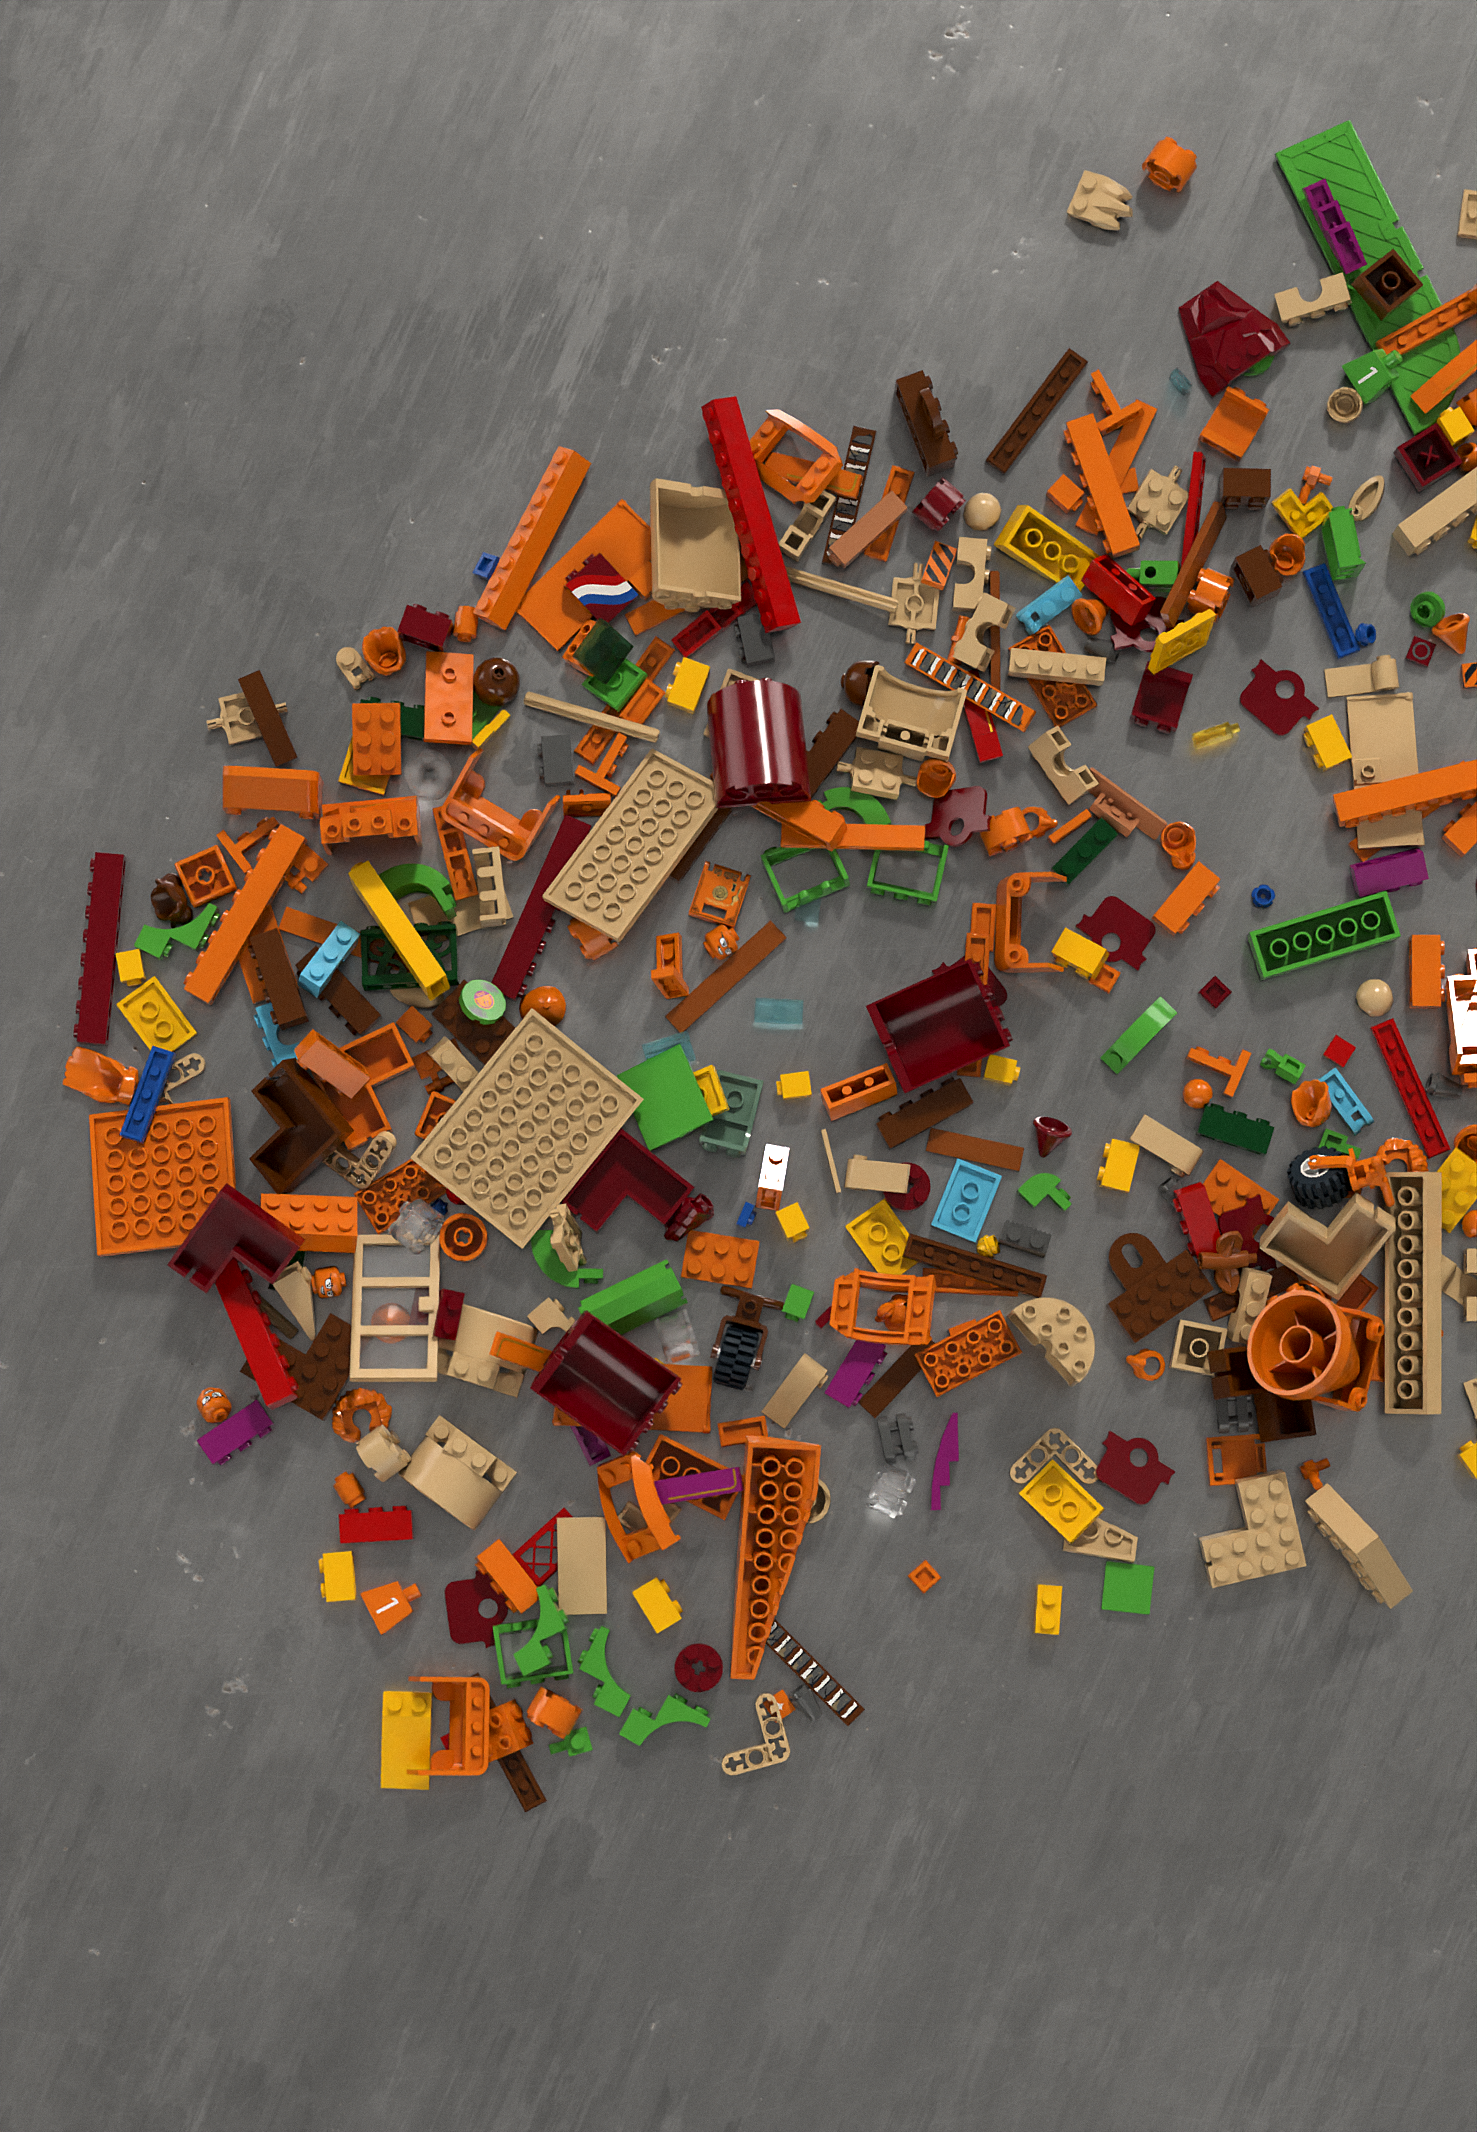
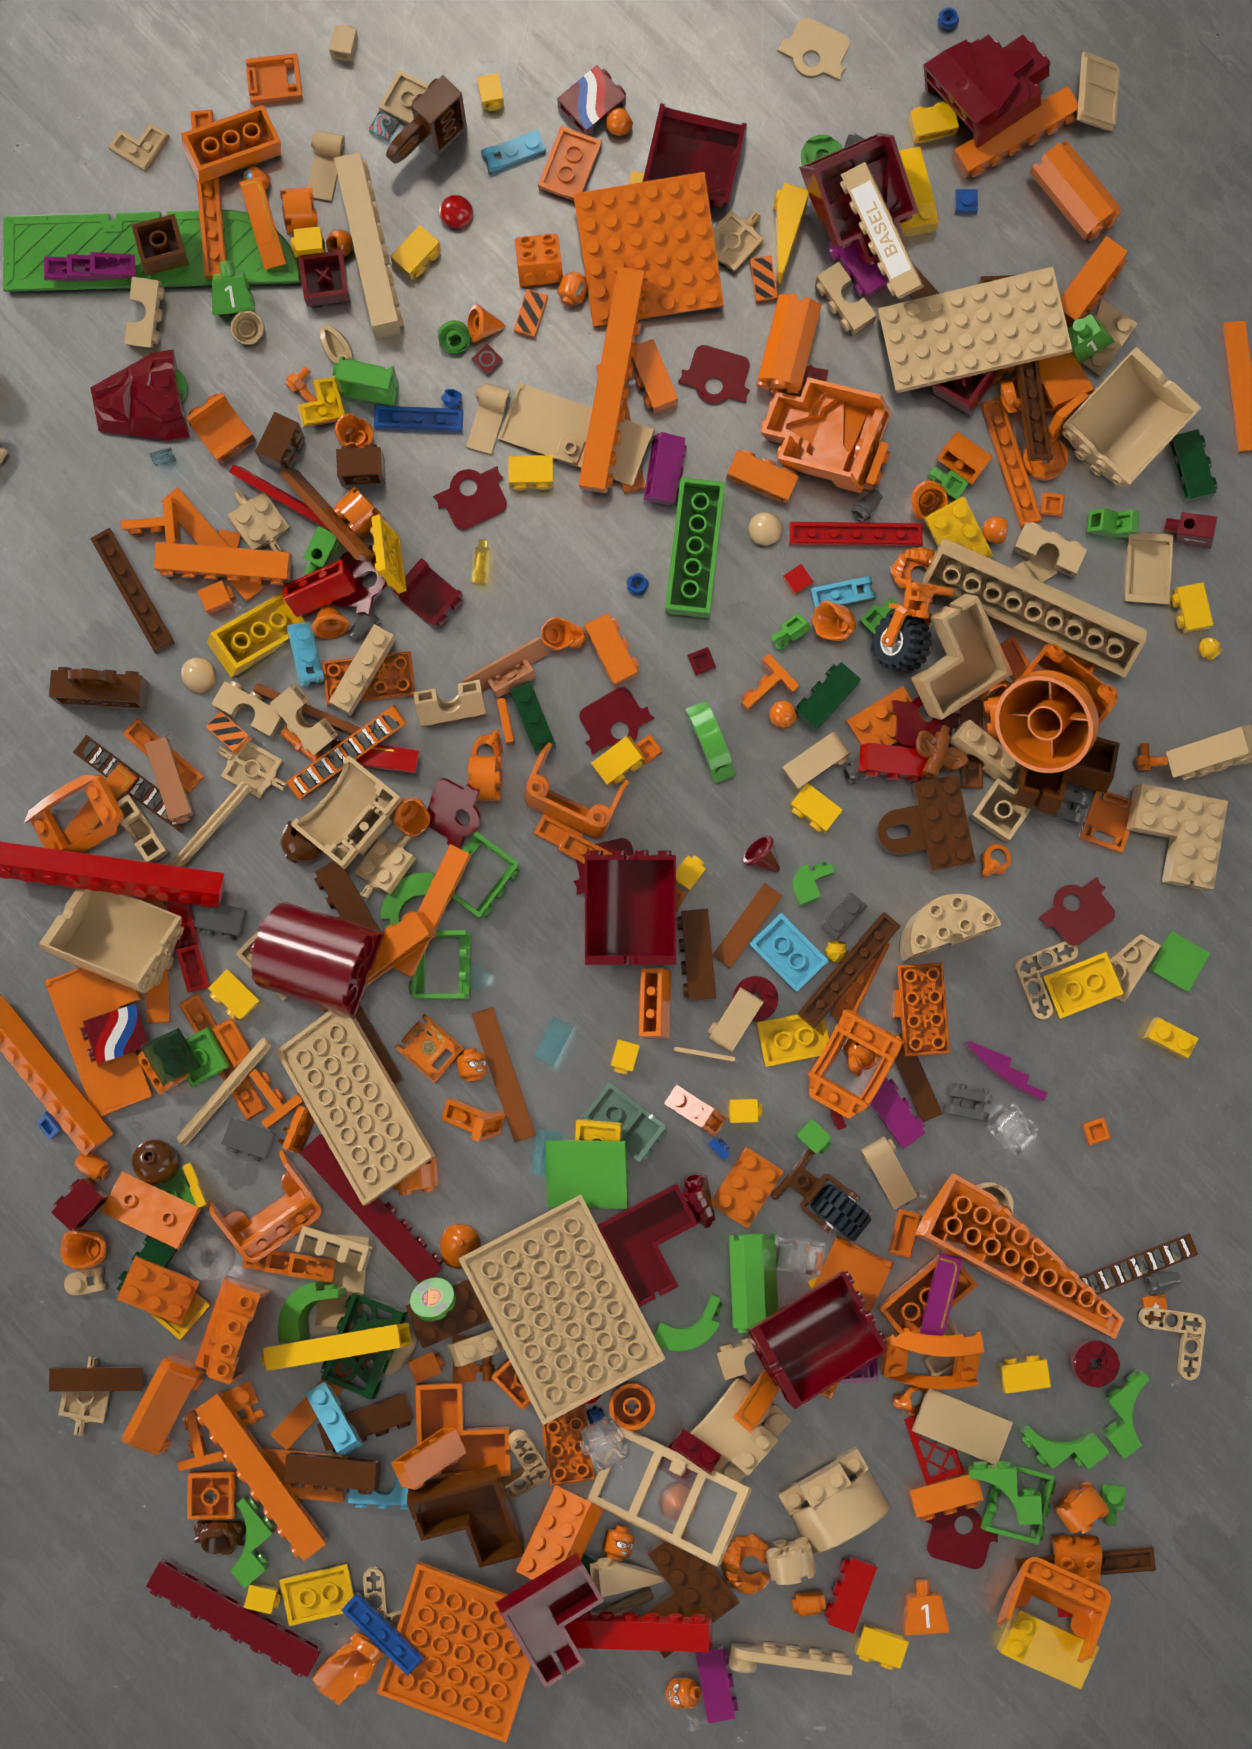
camera: 65 degrees left, 0 degrees up
(273, 1449) = (745, 1657): none -> tan plate
(567, 1238) = (673, 1315): tan plate -> none
(580, 1498) = (904, 1402): none -> orange piece
(938, 503) = (174, 708): dark red brick -> none
(1453, 1486) = (1209, 648): none -> yellow plate

